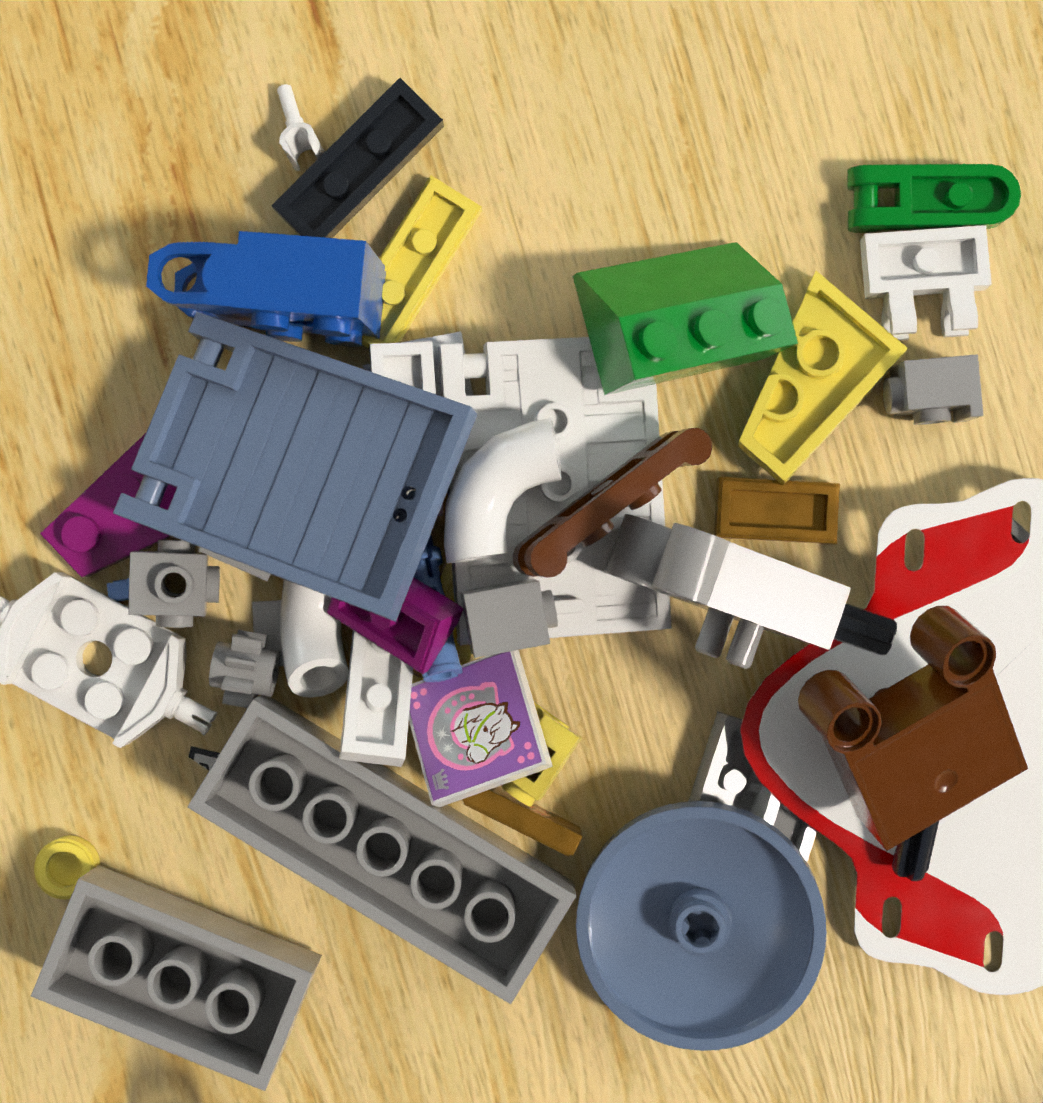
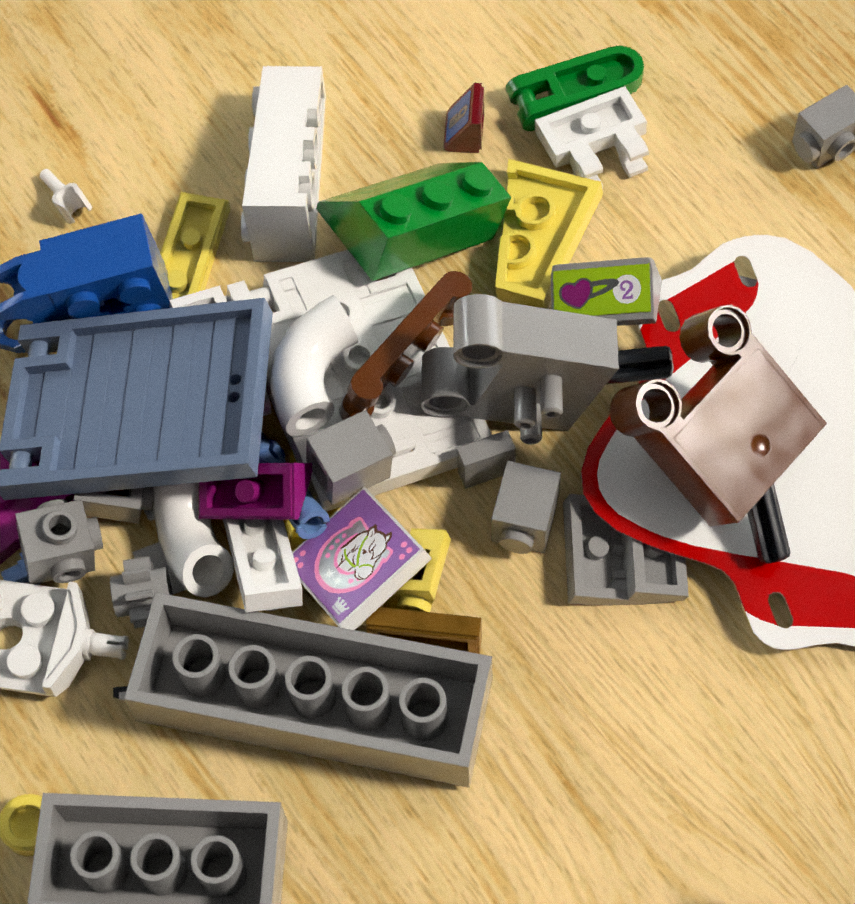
camera: 10 degrees left, 25 degrees down
(359, 163) = (130, 181): black plate -> none
(561, 182) = (284, 164): none -> white wedge
(655, 643) = (485, 458): none -> light grey tile
(674, 717) = (525, 508): none -> light grey brick
(701, 926) = (614, 661): sand blue dish -> none
(785, 200) = (466, 122): none -> dark red slope
(854, 507) = (608, 289): none -> slope
(935, 388) = (636, 205): light grey brick -> none

